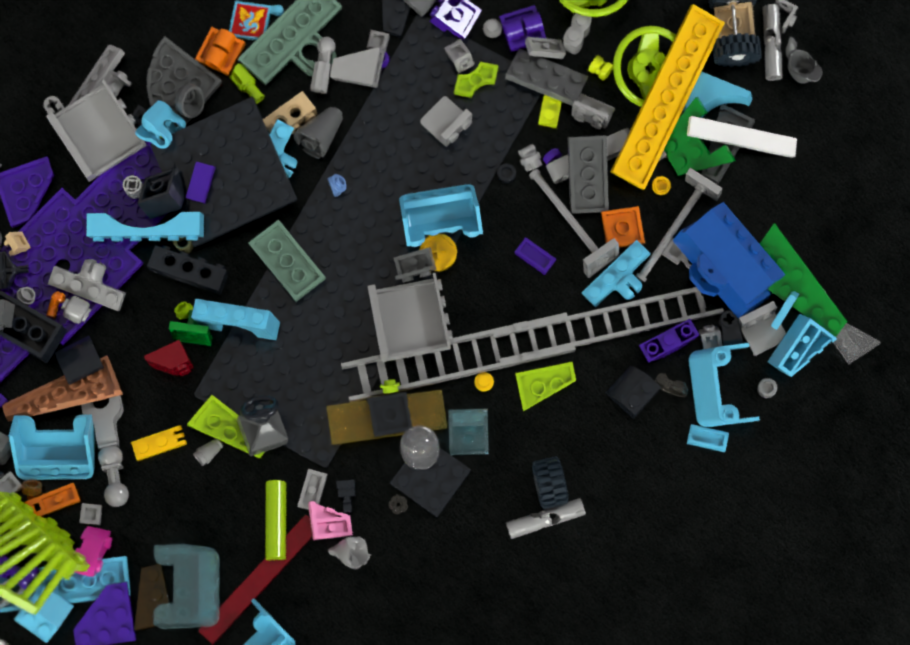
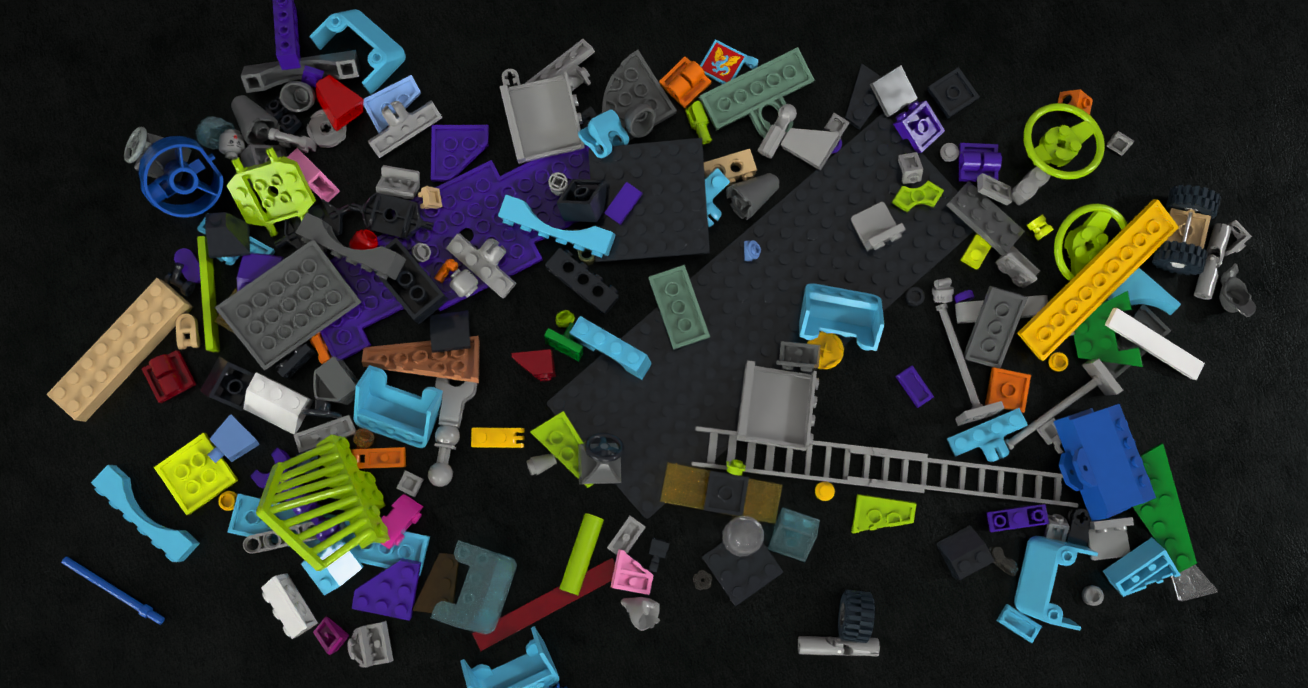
camera: 10 degrees right, 5 degrees up
(784, 310) = (1140, 529): medium azure tile -> none

